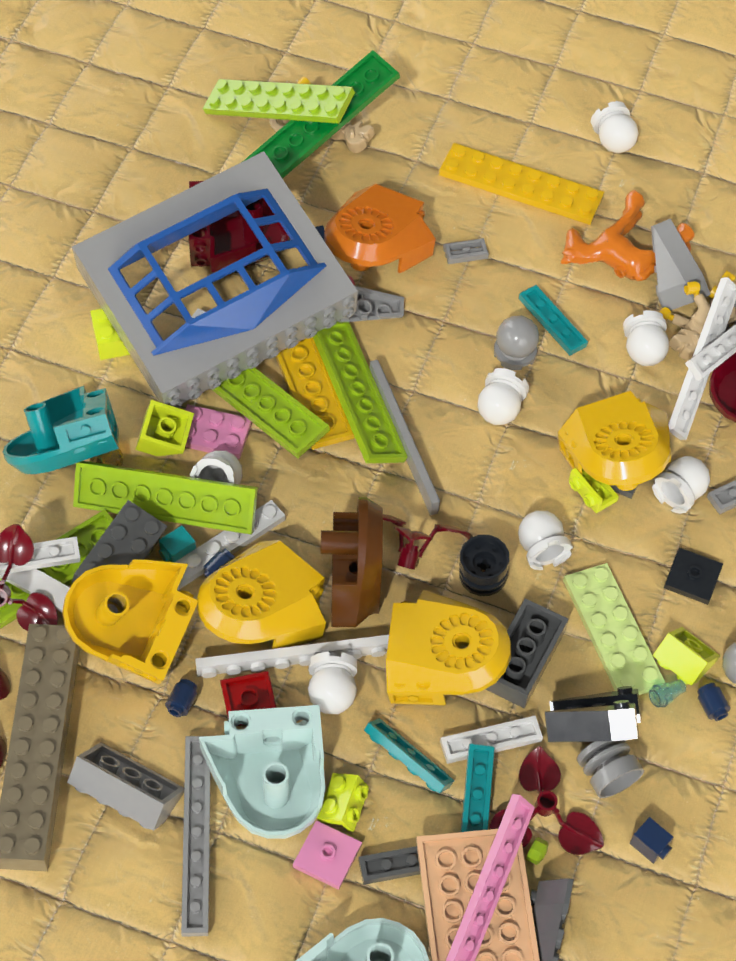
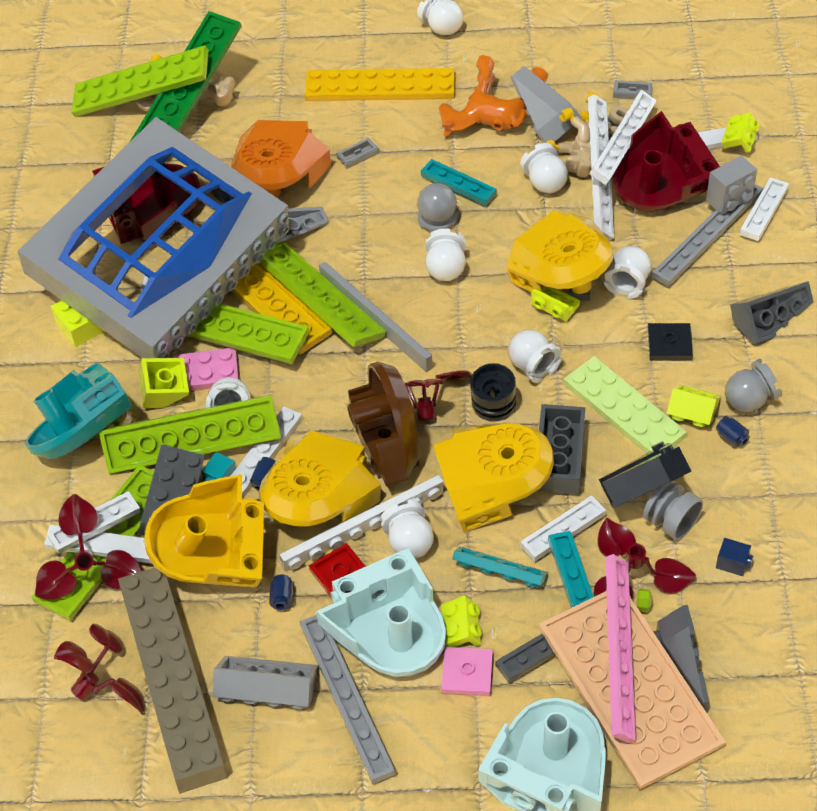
camera: 15 degrees left, 5 degrees down
(664, 693) = (690, 439): clear light blue cone -> none

